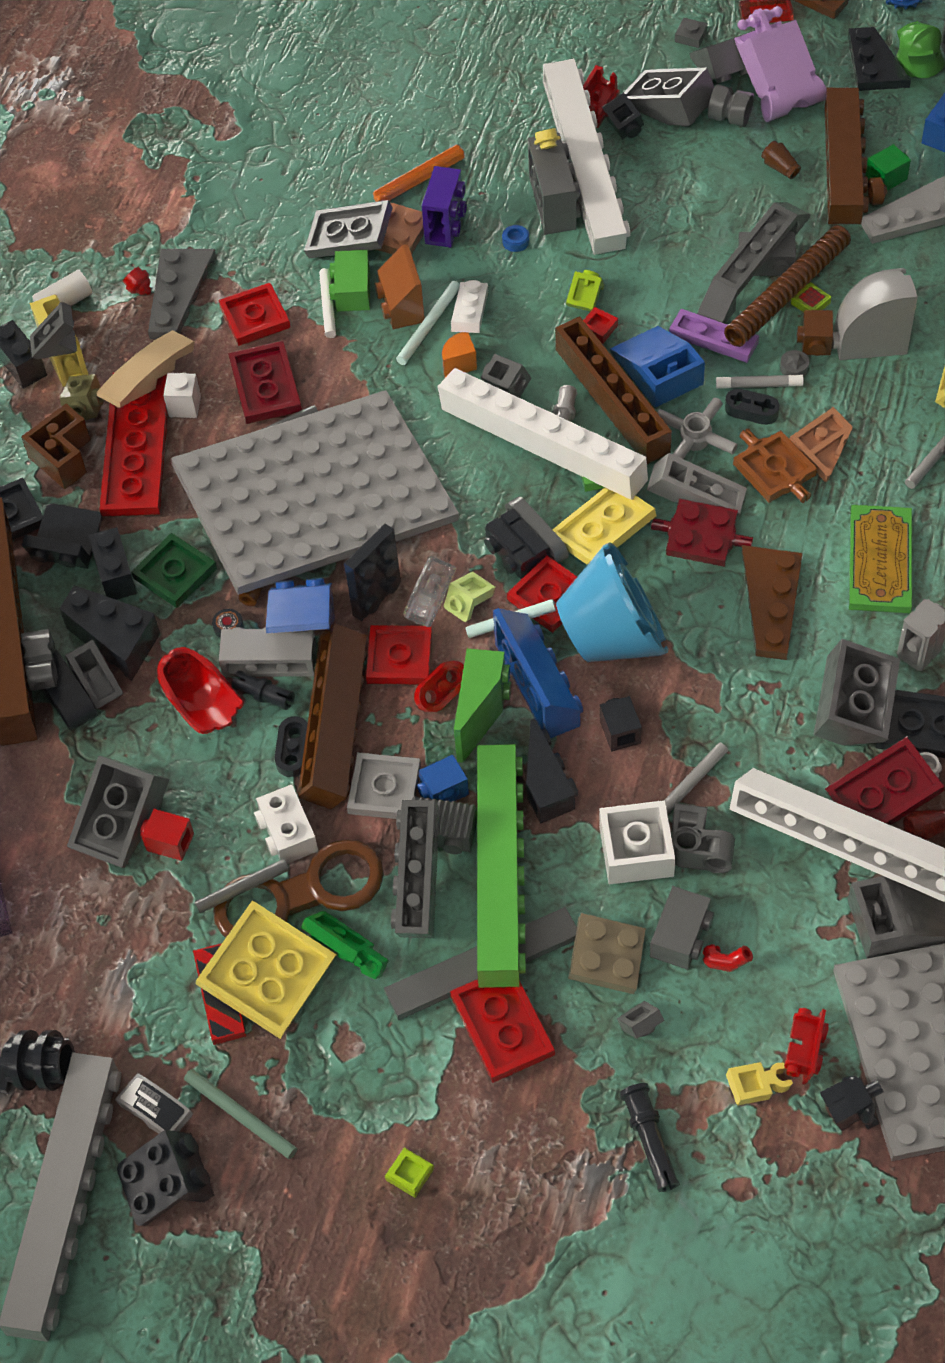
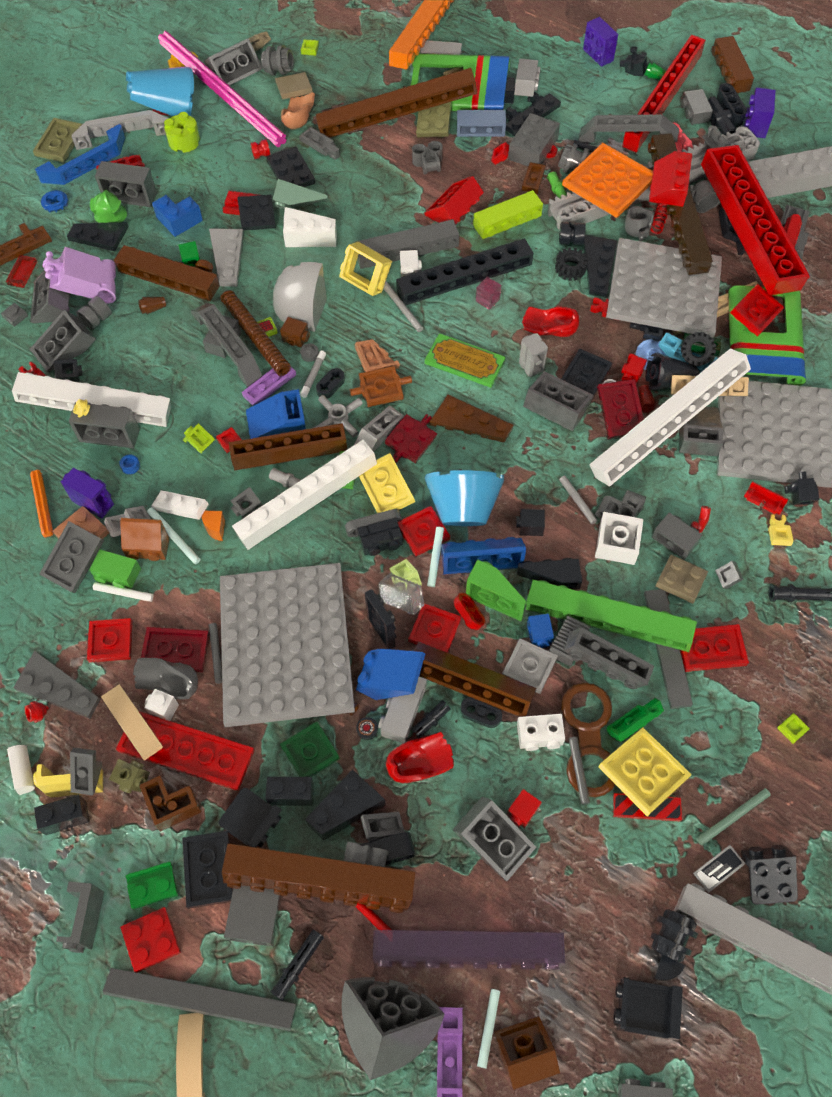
camera: 75 degrees left, 5 degrees up
(222, 392) = (171, 678): none -> dark grey hair
(431, 271) = (113, 523): none -> light grey slope

